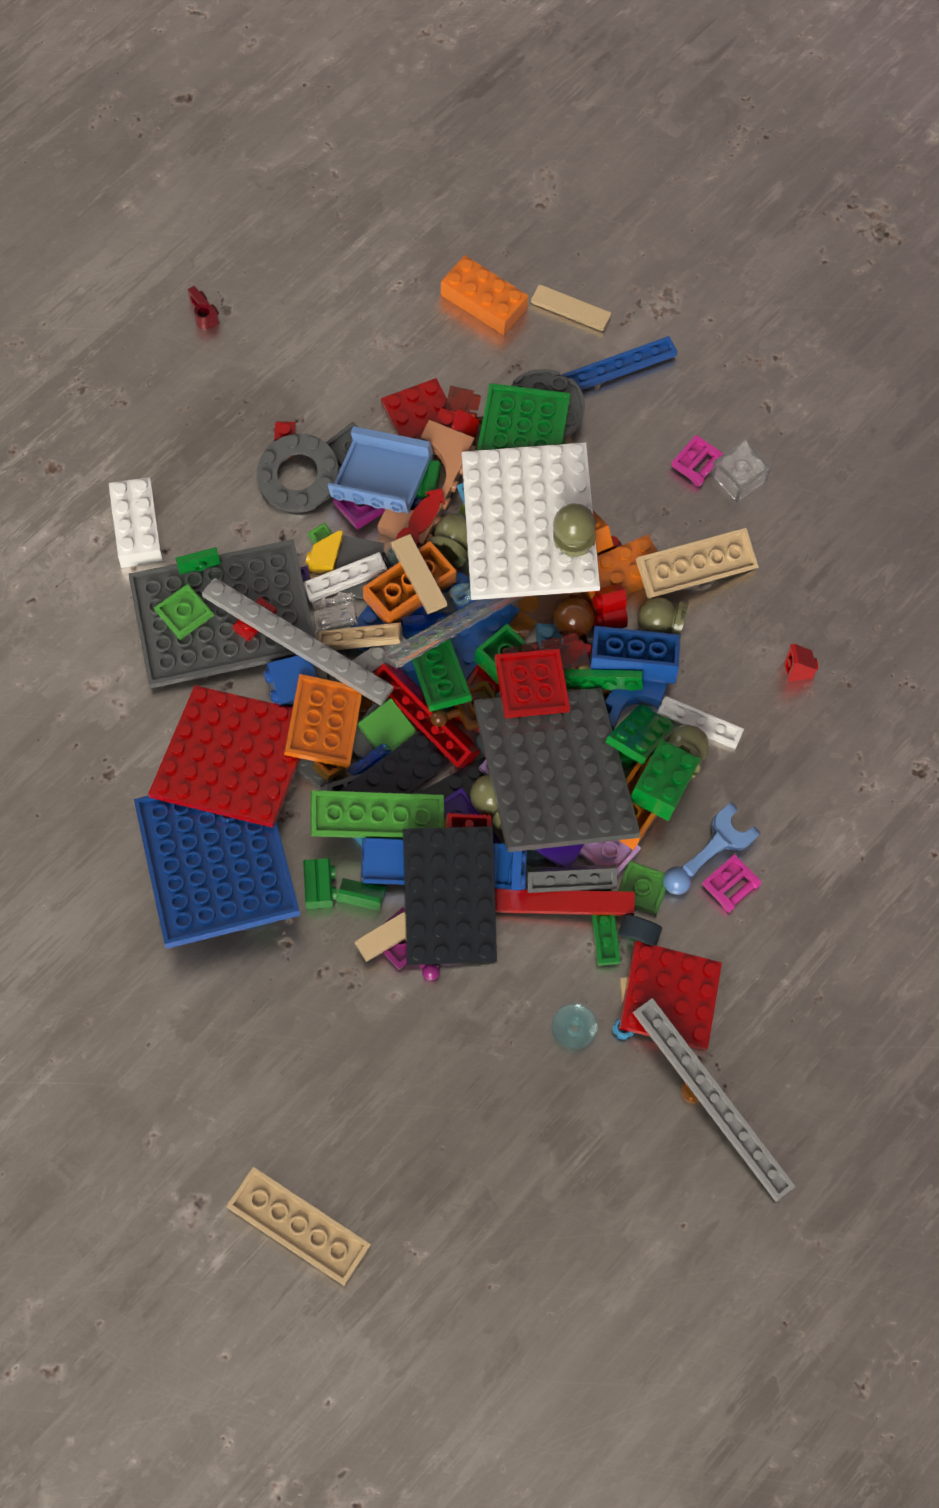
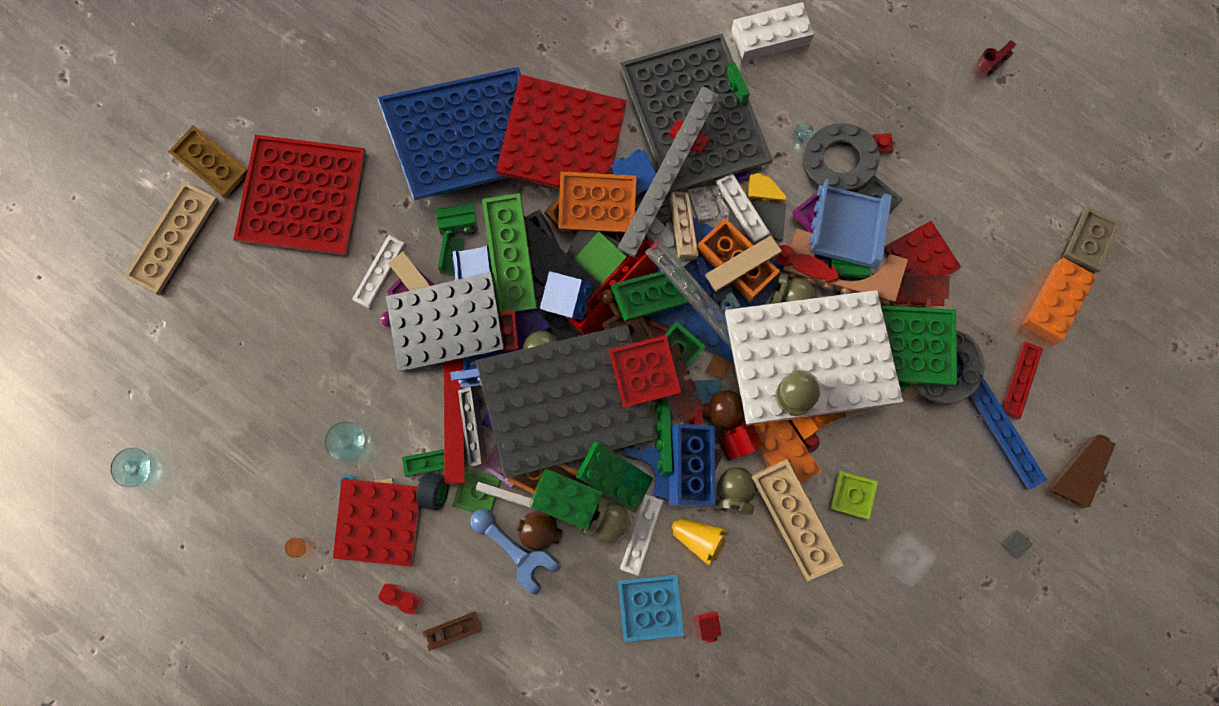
camera: 85 degrees right, 10 degrees up
(183, 611) = (689, 78): bright green tile -> none
(202, 1176) = (208, 161): none -> pearl gold plate
(260, 506) = (803, 131): none -> clear light blue tile
(261, 1065) = (300, 195): none -> red plate
(319, 533) = (785, 184): bright green tile -> none
(370, 759) = (567, 246): clear blue tile -> none
(370, 979) = (378, 272): none -> white tile
(420, 255) = (1092, 239): none -> dark tan plate
(433, 760) = (566, 295): none -> piece
(458, 421) = (911, 287): red slope -> none
(562, 343) = (1022, 380): none -> red tile
(571, 307) = (1062, 384): tan tile -> none
(588, 1267) = (122, 466): none -> clear light blue dish
(650, 852) = (503, 494): none -> white tile
(664, 304) = (1083, 473): none -> reddish brown slope
(672, 512) = (853, 495): none -> lime plate
(691, 822) = (538, 531): none -> reddish brown brick
(692, 455) = (918, 511): dark pink plate -> none
(710, 660) = (701, 538): none -> yellow cone
(714, 1100) = (281, 564): light grey plate -> none
(726, 877) = (491, 566): dark pink plate -> none
(731, 373) = (1017, 544): none -> dark grey tile
(757, 974) = (396, 596): none -> red brick
(779, 720) = (650, 608): none -> dark azure plate
(794, 923) = (452, 630): none -> reddish brown plate

